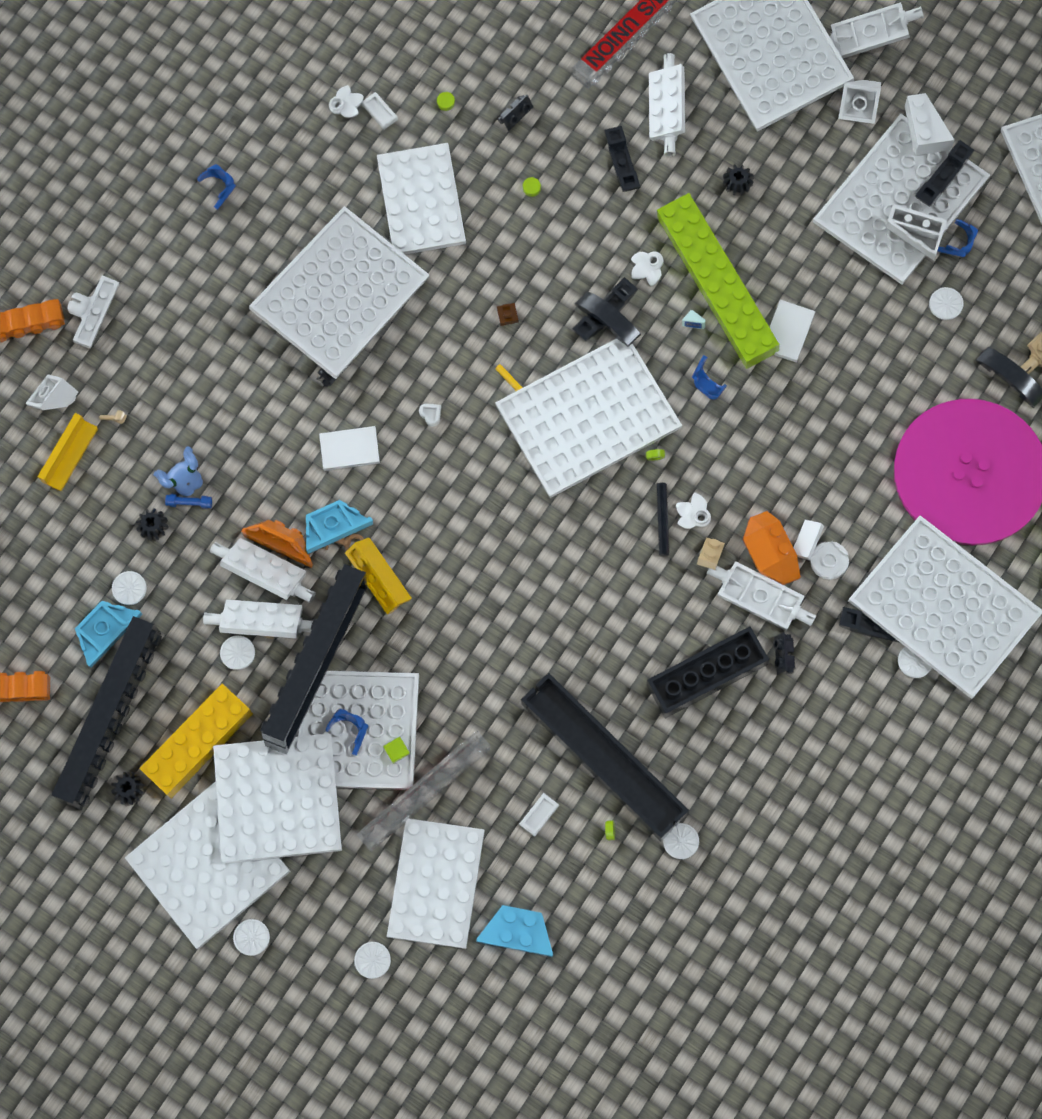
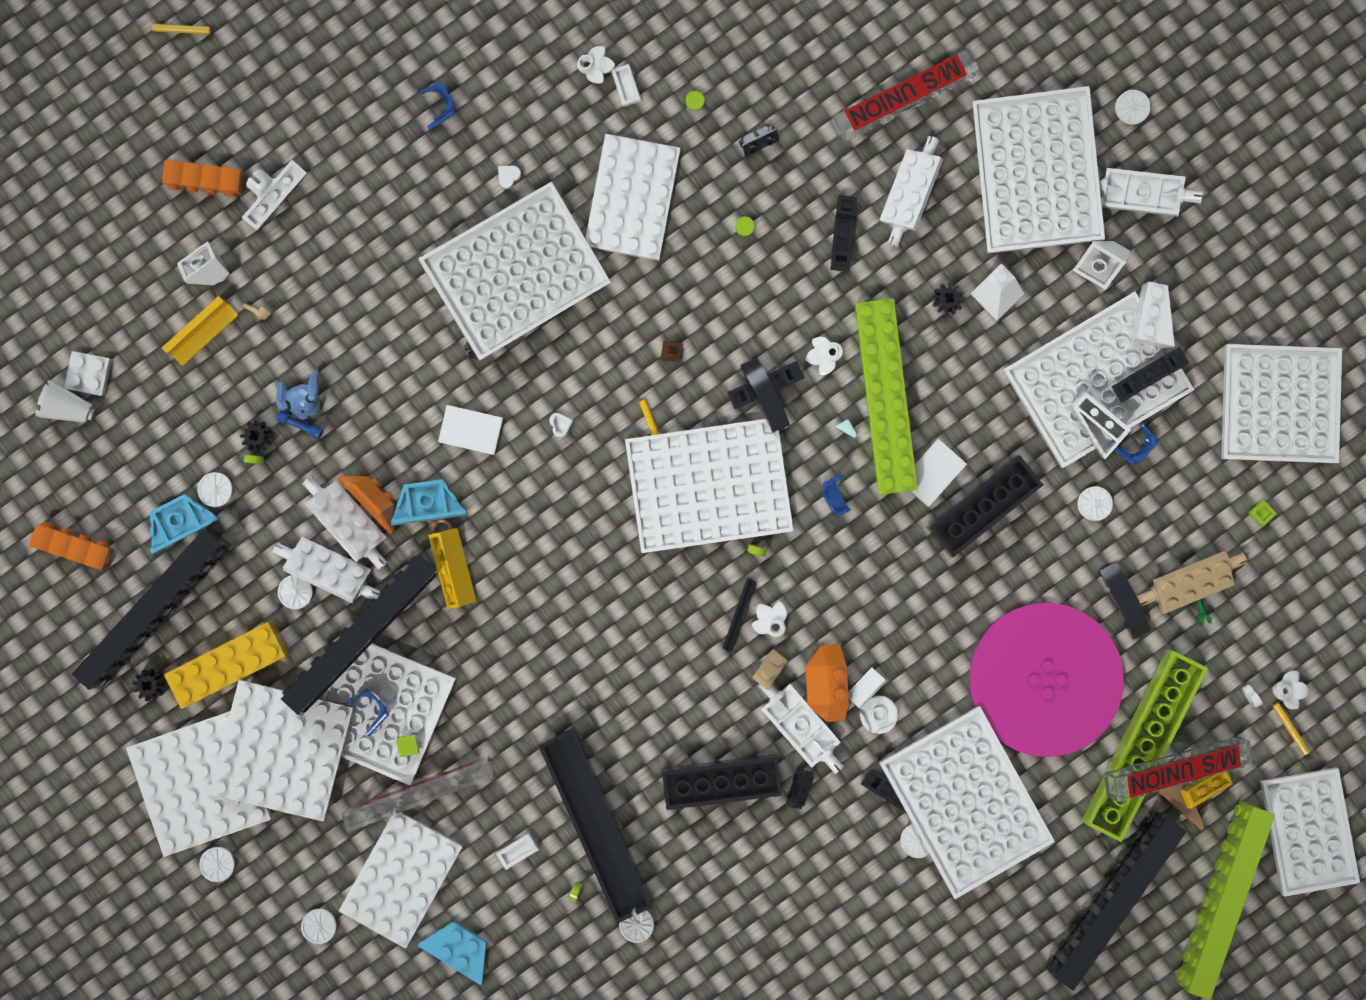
camera: 15 degrees right, 15 degrees up
(156, 546) = (253, 459): none -> lime tile
(303, 221) = (508, 176): none -> white tile
(780, 158) = (998, 292): none -> white slope
(846, 339) = (984, 506): none -> black brick

